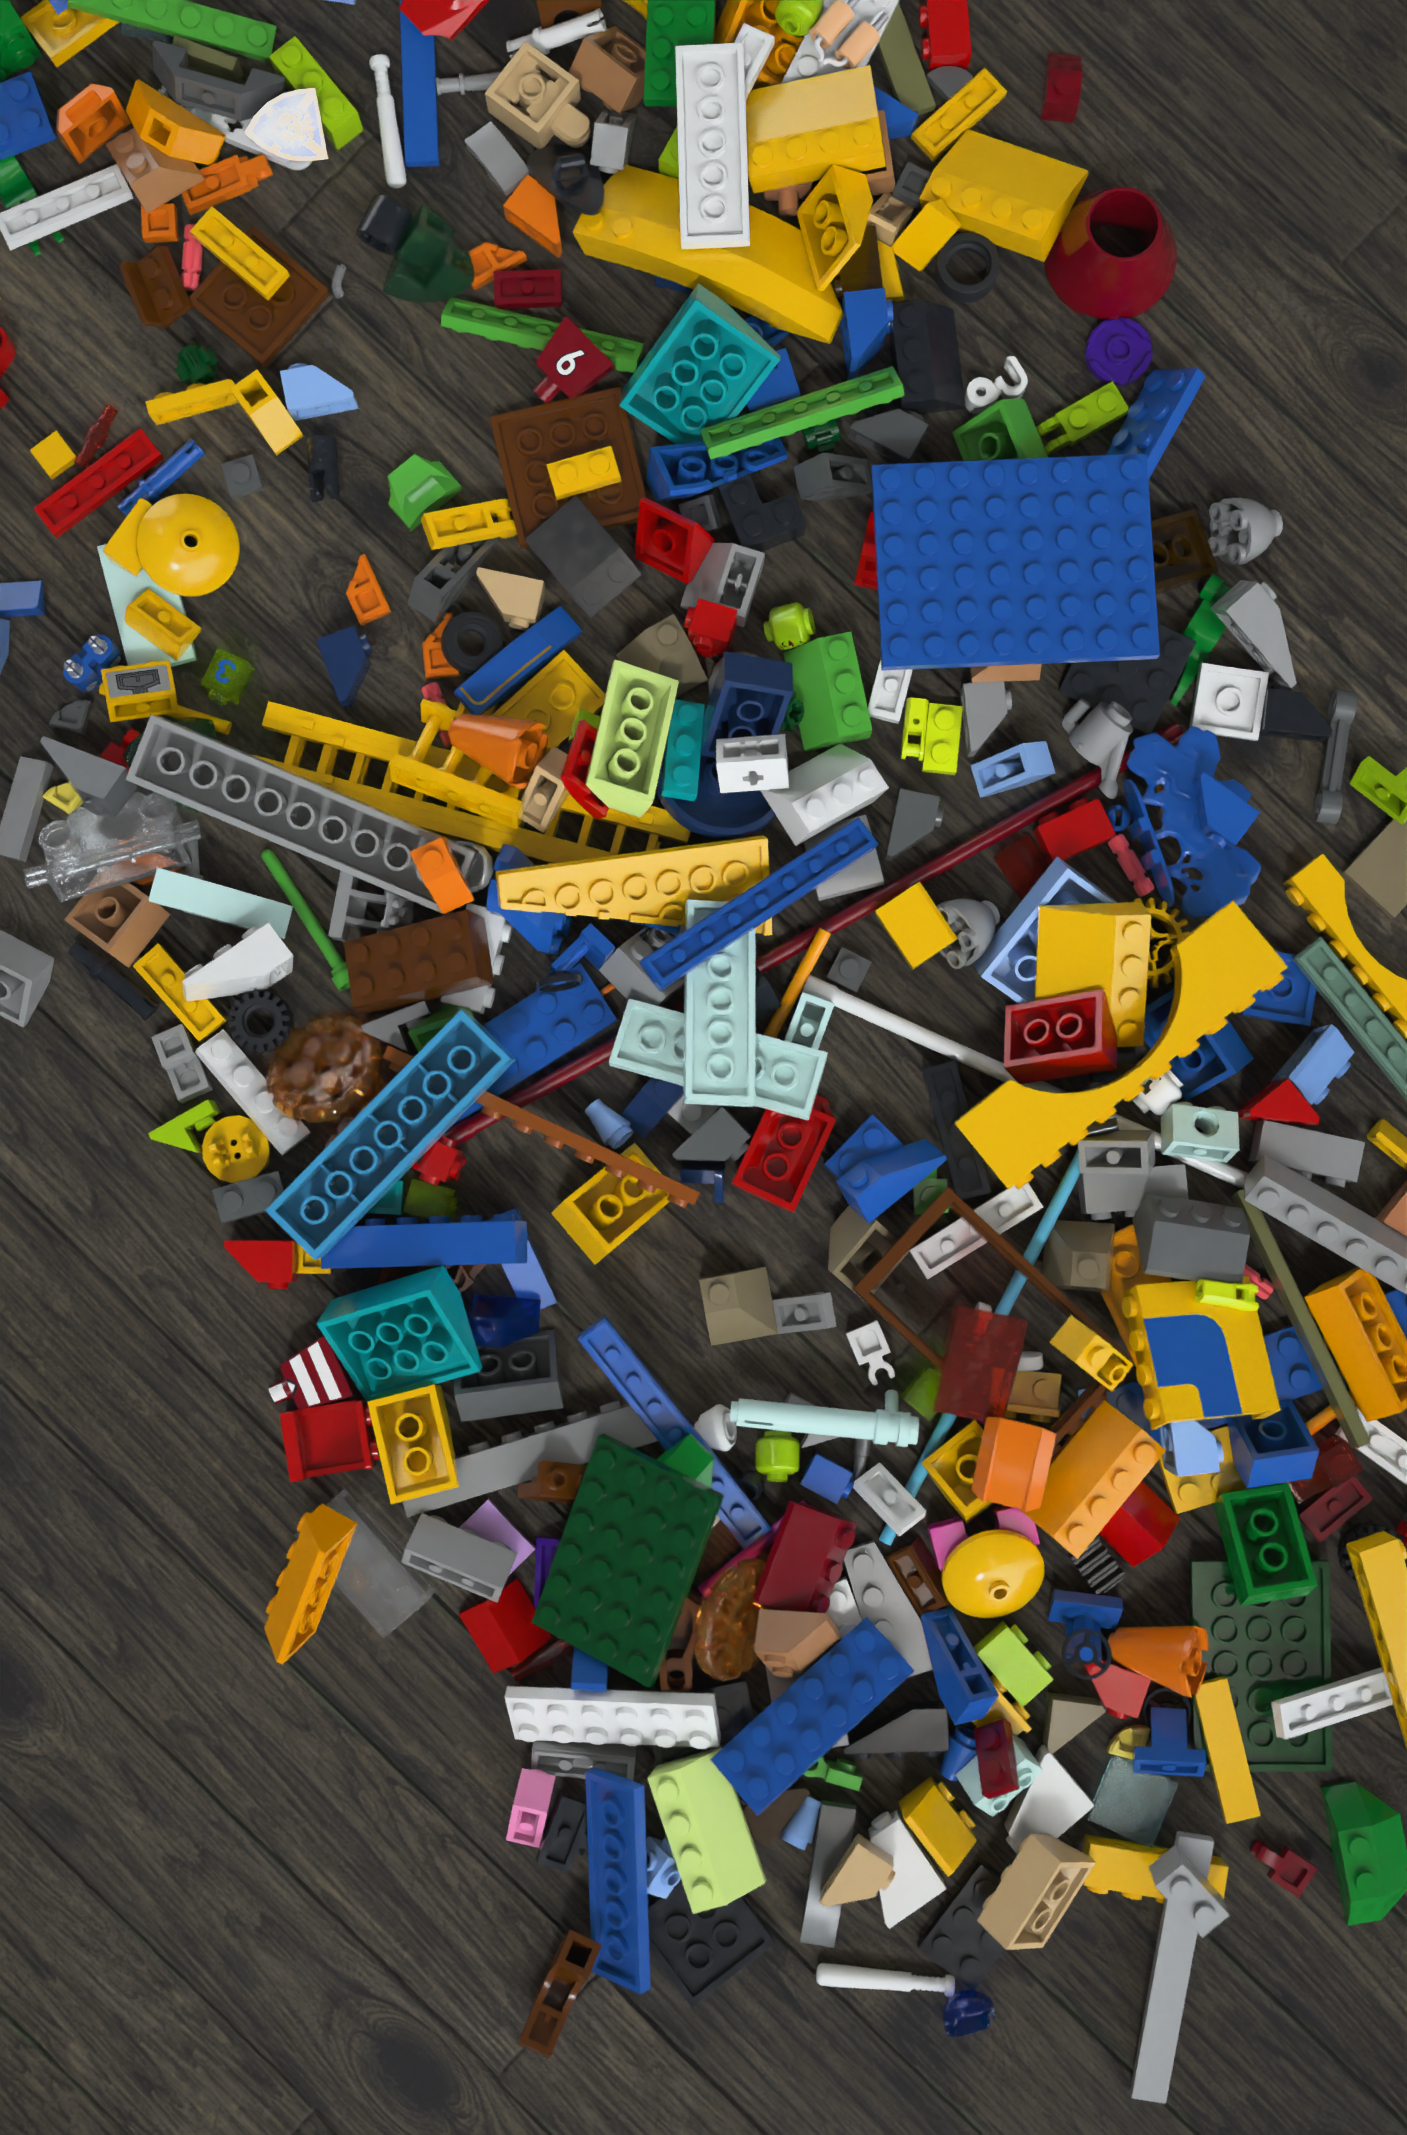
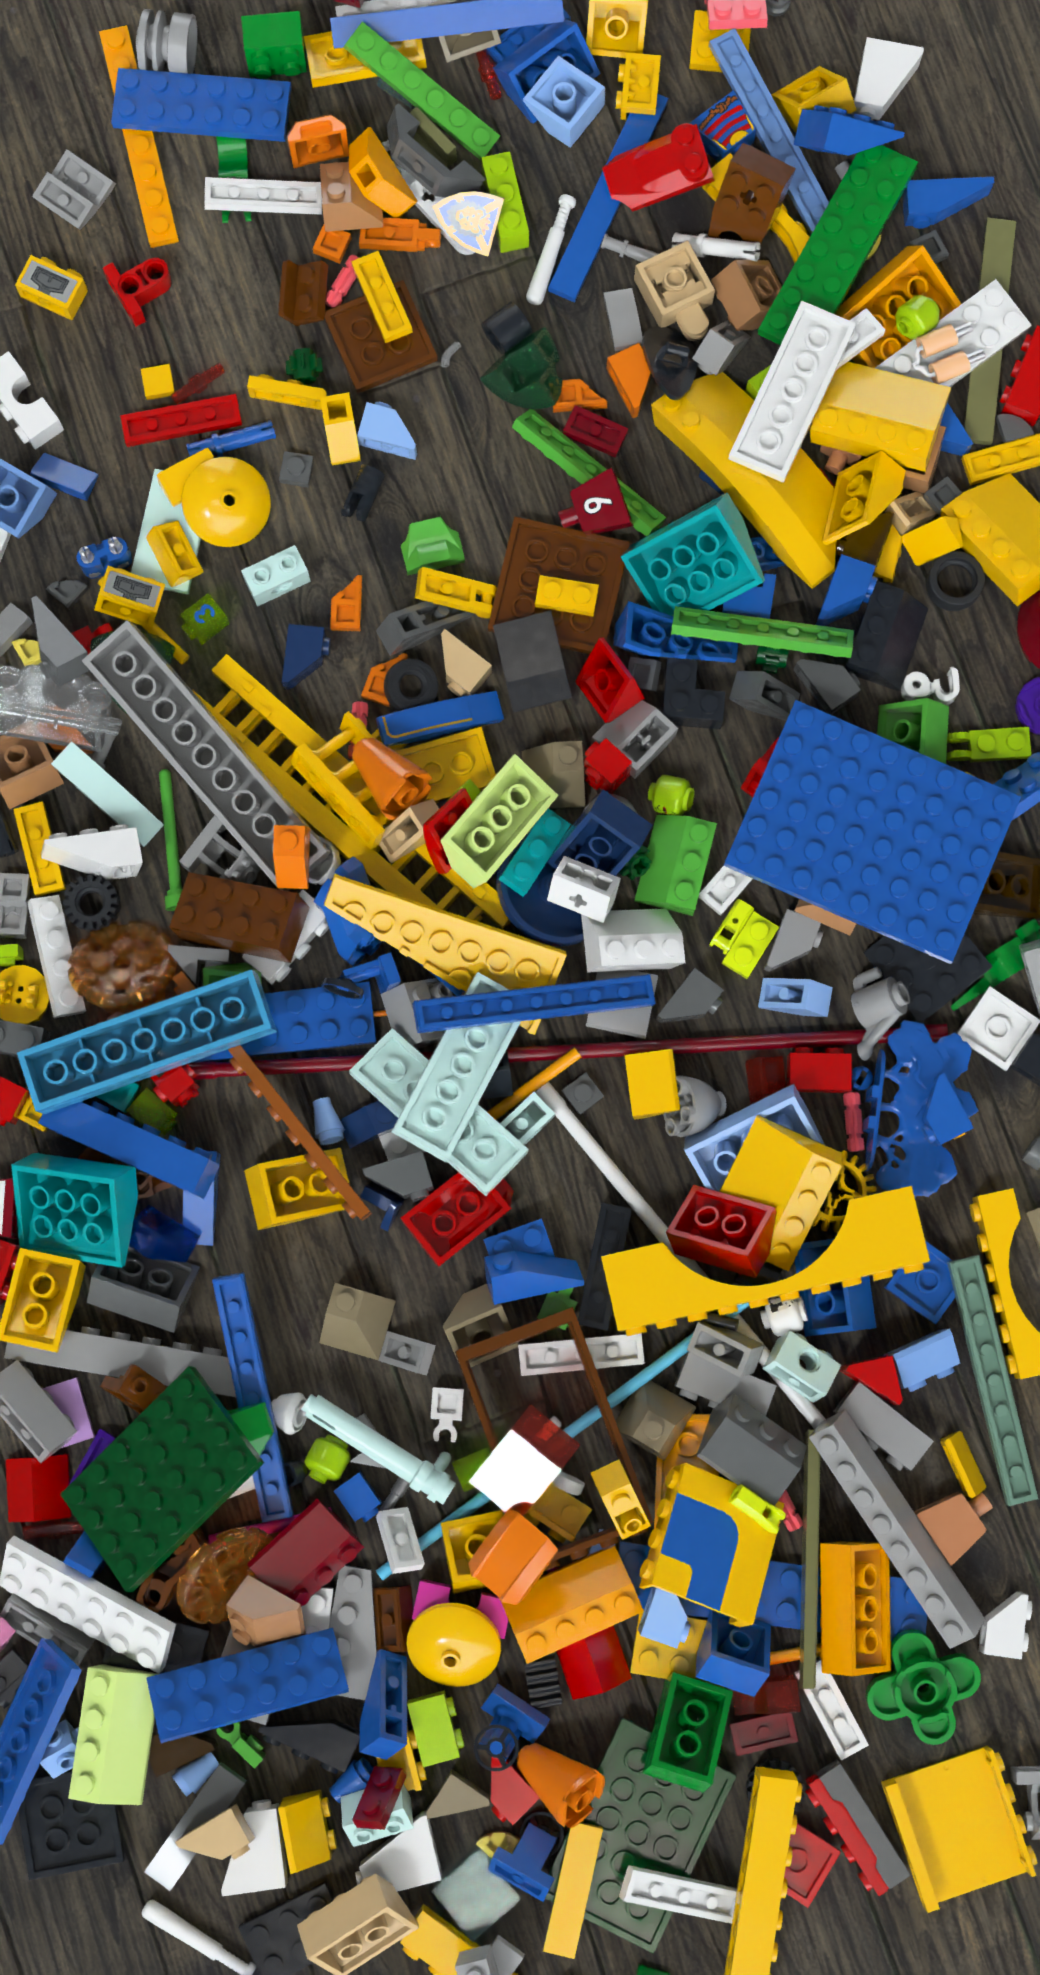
camera: 25 degrees right, 5 degrees down
(277, 596) = (276, 575): none -> light aqua brick

